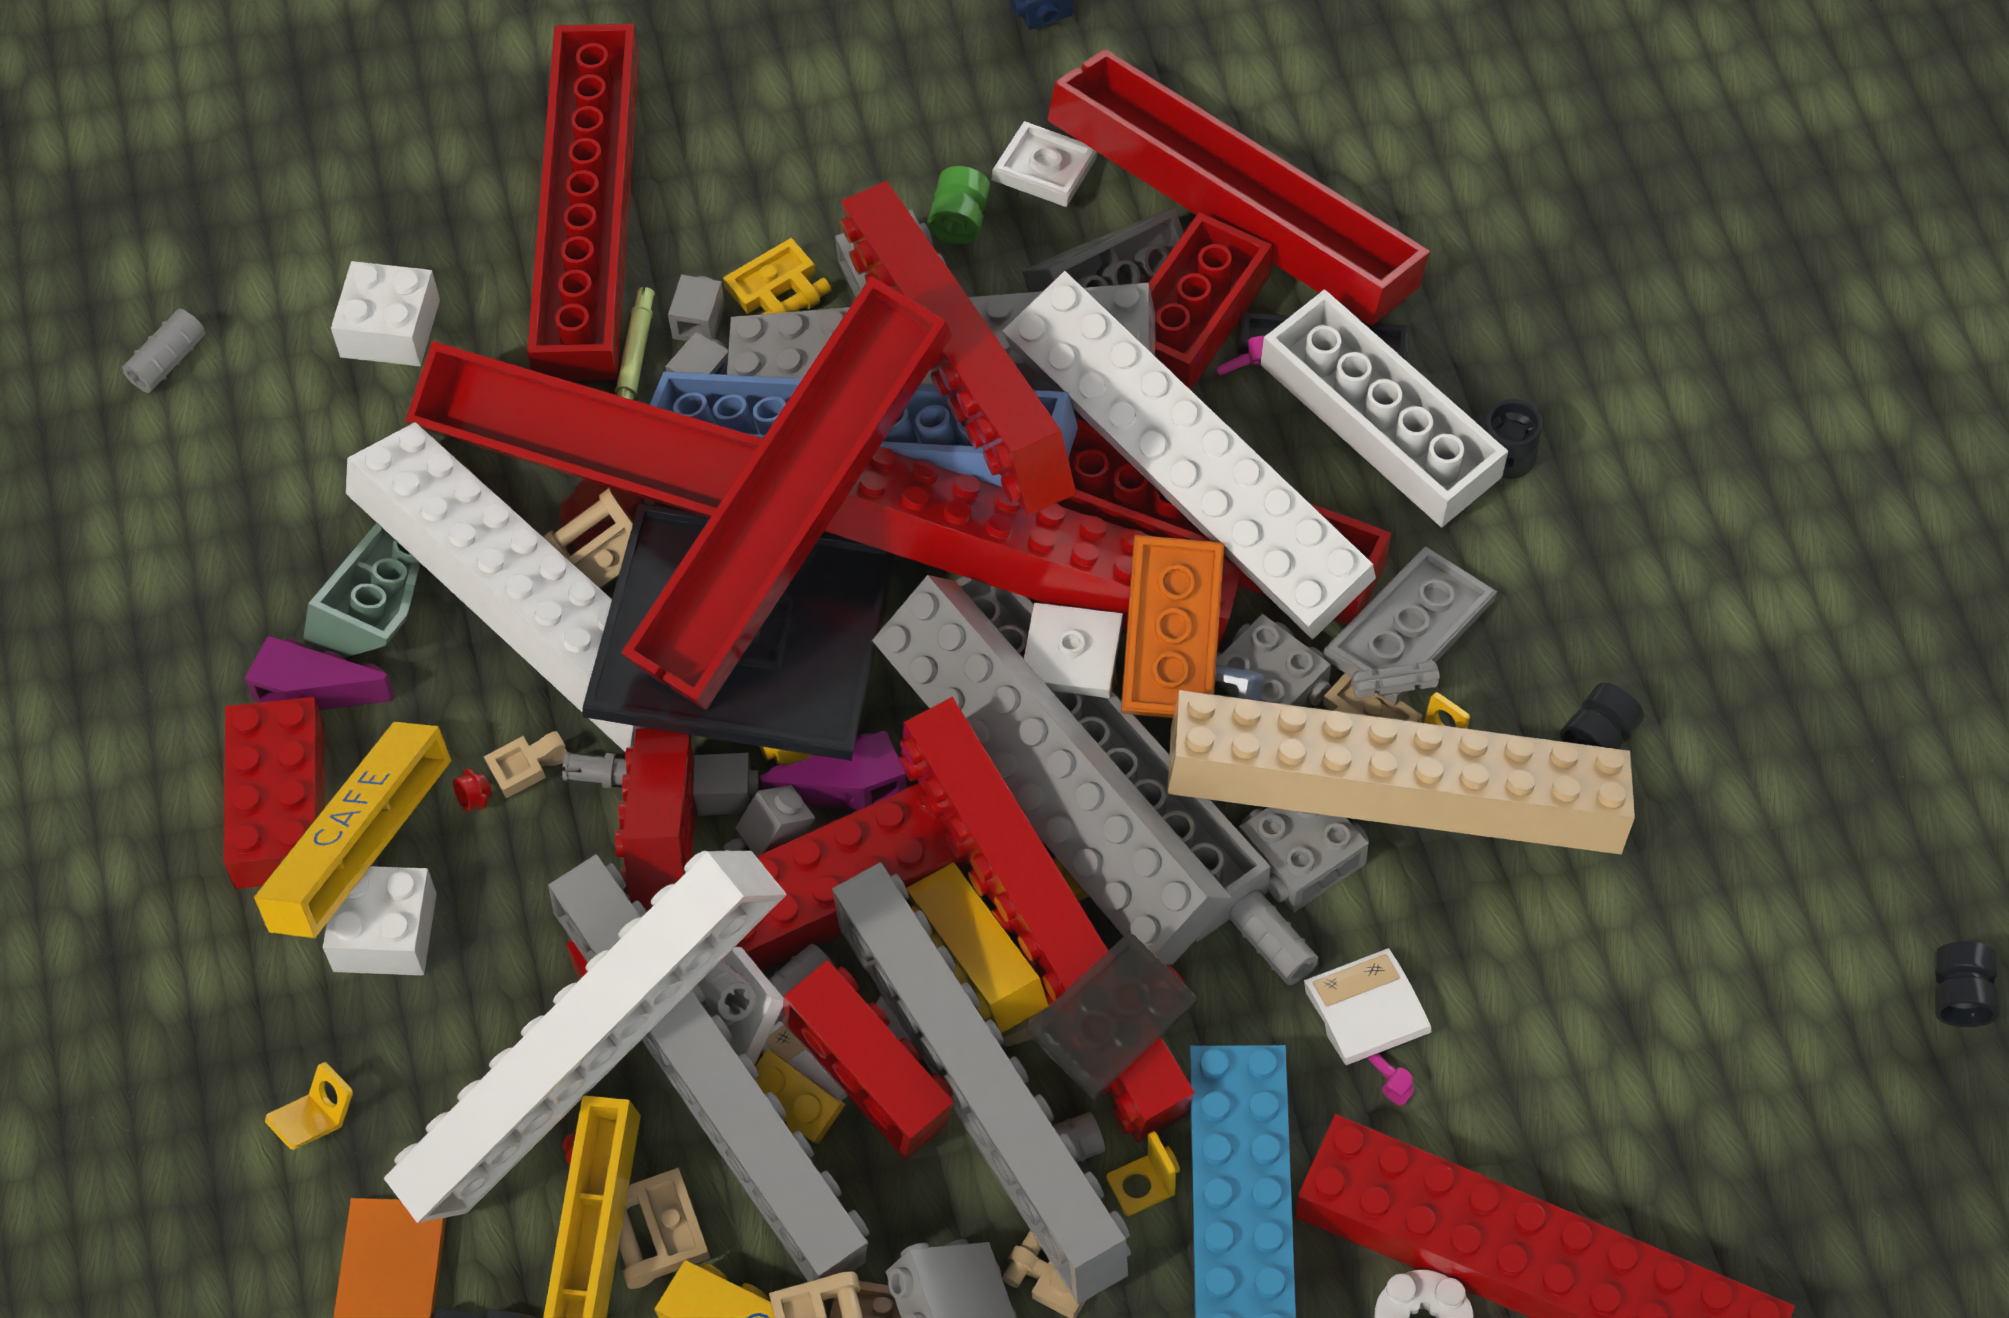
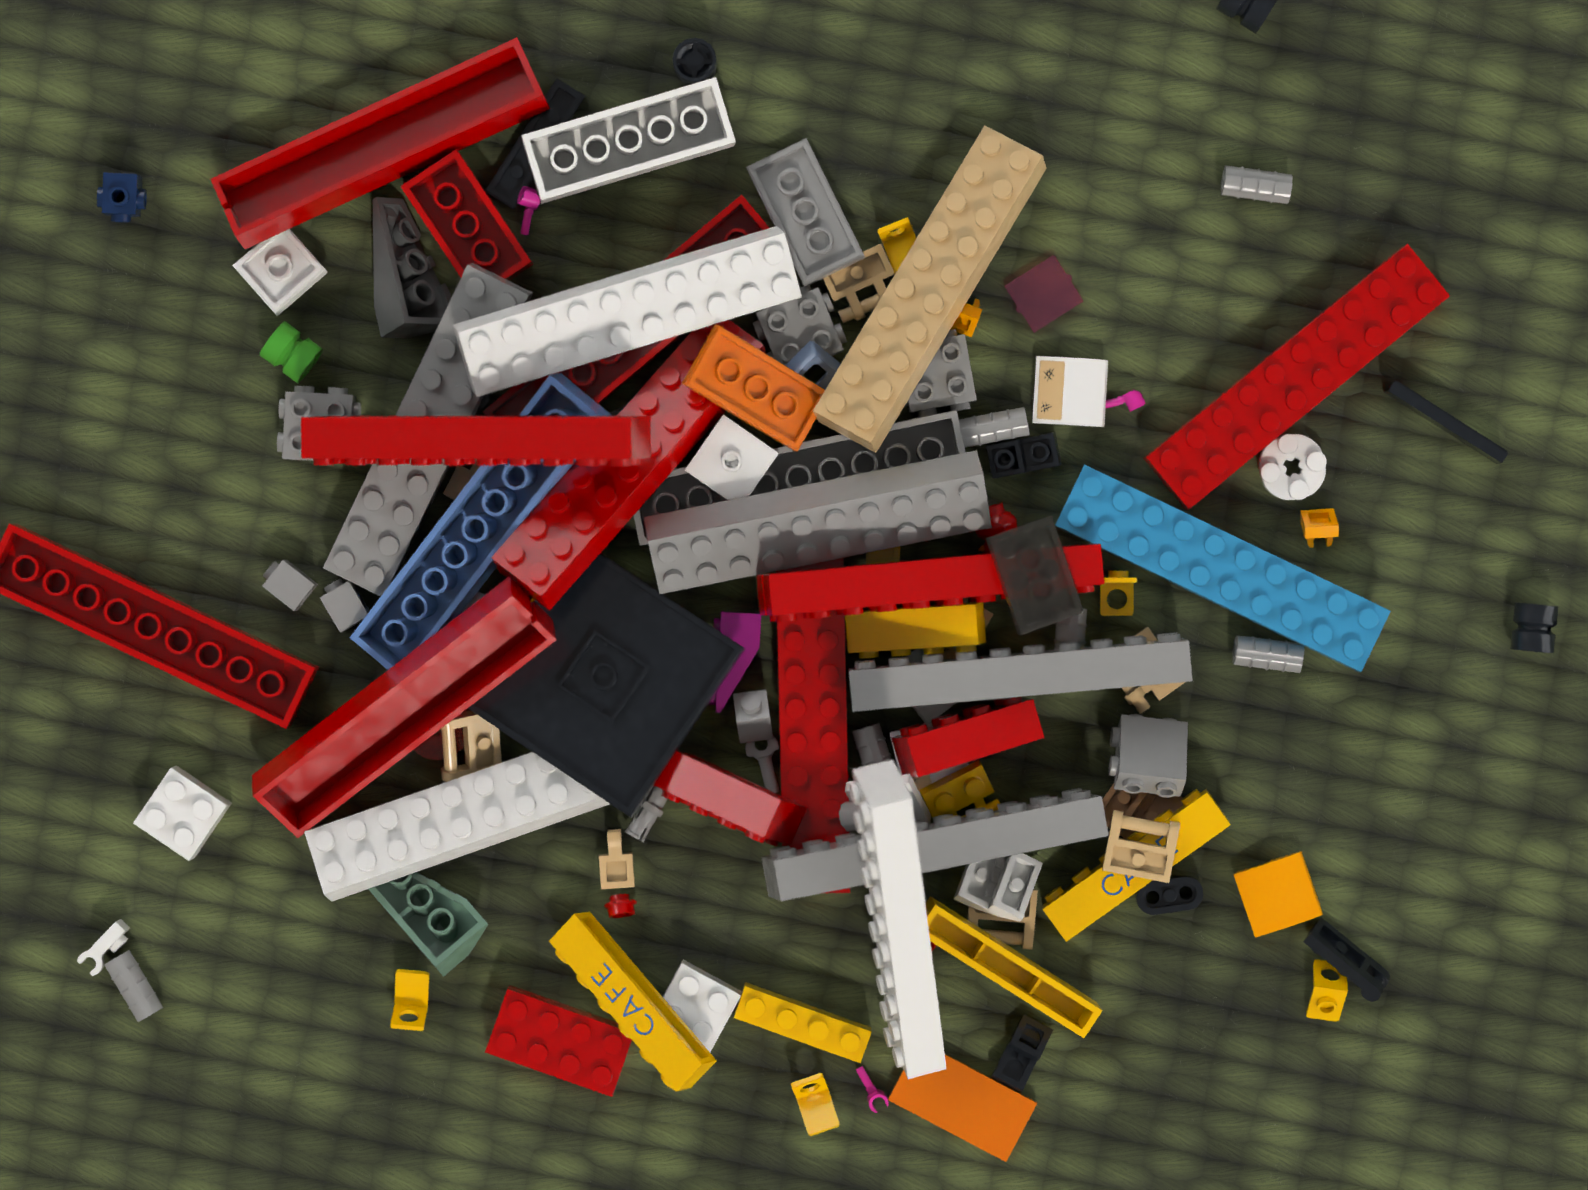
camera: 70 degrees left, 30 degrees up
(207, 305) = (110, 940): none -> white plate
(270, 618) = (410, 998): none -> yellow bracket
(292, 672) = (475, 989): magenta slope -> none
(355, 1178) = (871, 1089): none -> dark pink hand
(410, 1046) = (802, 1022): none -> yellow brick
(635, 344) = (301, 645): yellowish green piece -> none
(696, 1195) = (999, 885): none -> white slope
(724, 783) = (703, 736): light grey brick -> none
(773, 274) = (284, 520): yellow plate -> none
(787, 493) = (557, 612): red piece -> none
(1257, 992) = (1023, 455): none -> black slope
(1389, 845) = (968, 318): none -> light orange tile
(1395, 679) = (856, 252): light grey axle -> none
(1469, 928) = (1043, 293): none -> clear pink piece
(1605, 718) = (948, 127): black wheel -> none
(1753, 1102) = (1256, 184): none -> light grey axle

